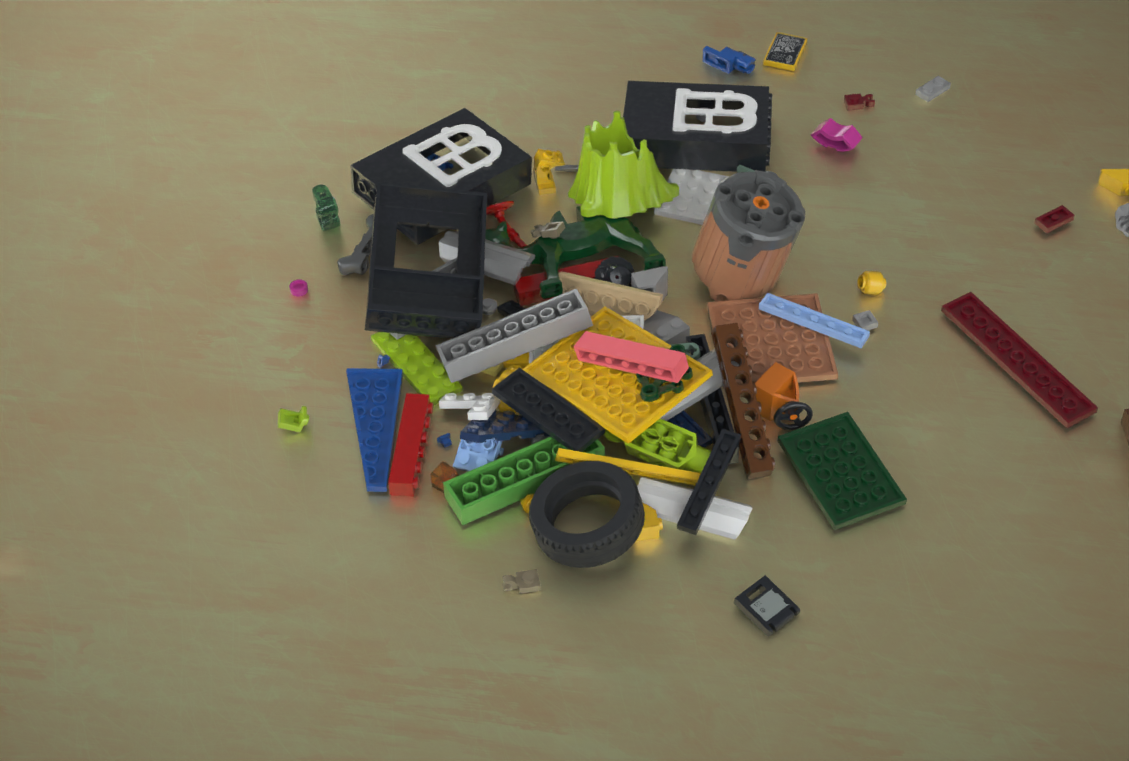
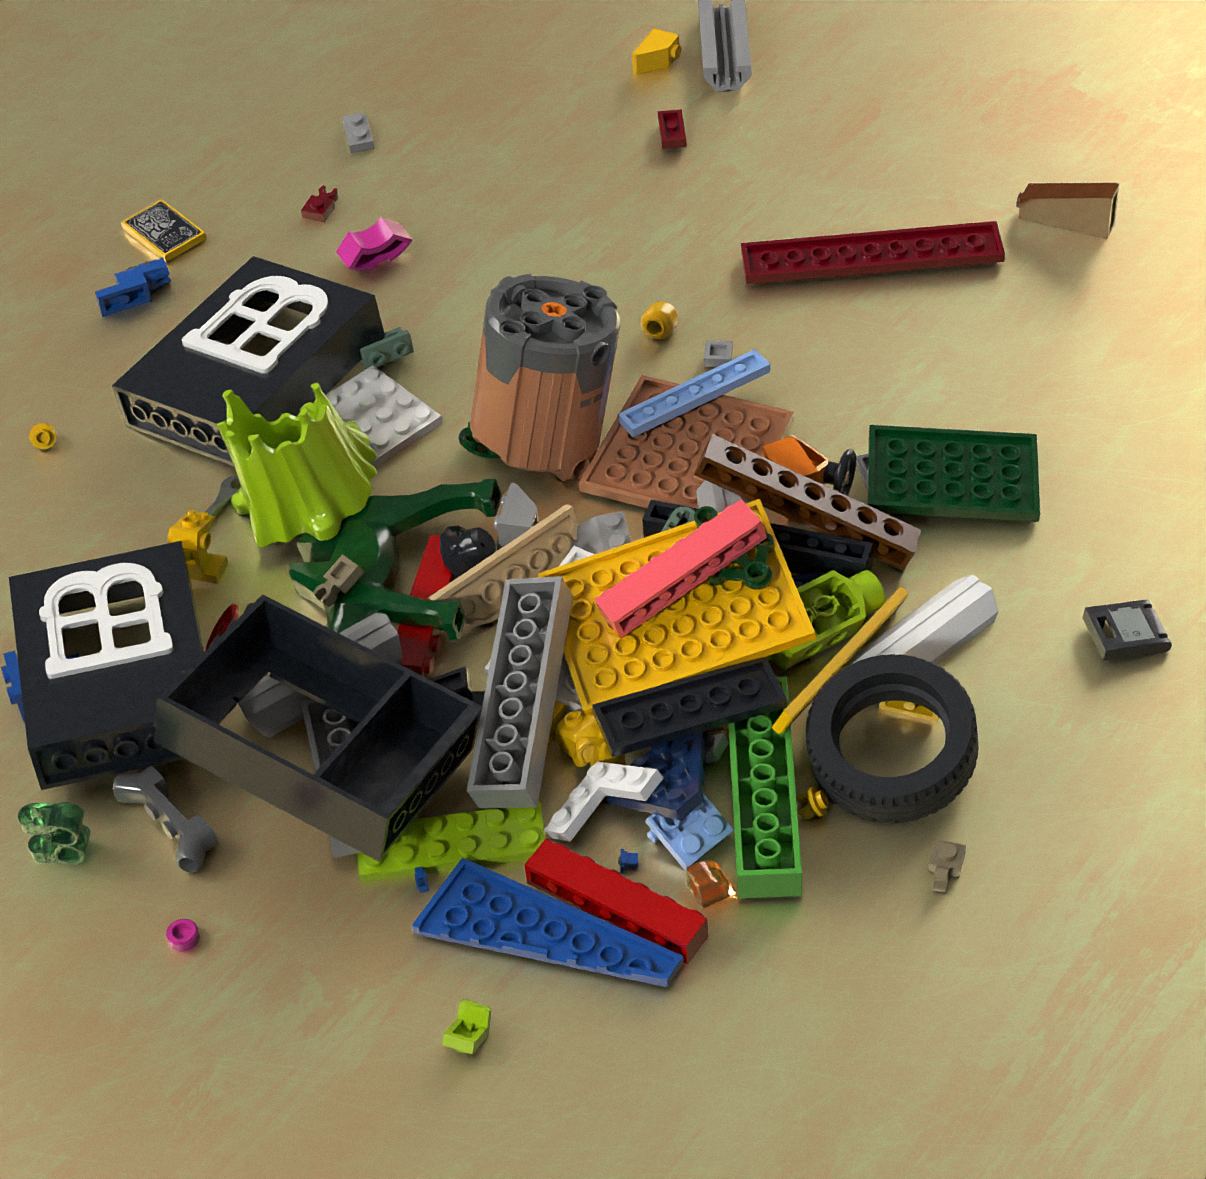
camera: 60 degrees left, 0 degrees up
(593, 80) = (42, 436): none -> yellow plate
(709, 482) = (916, 593): black plate -> none

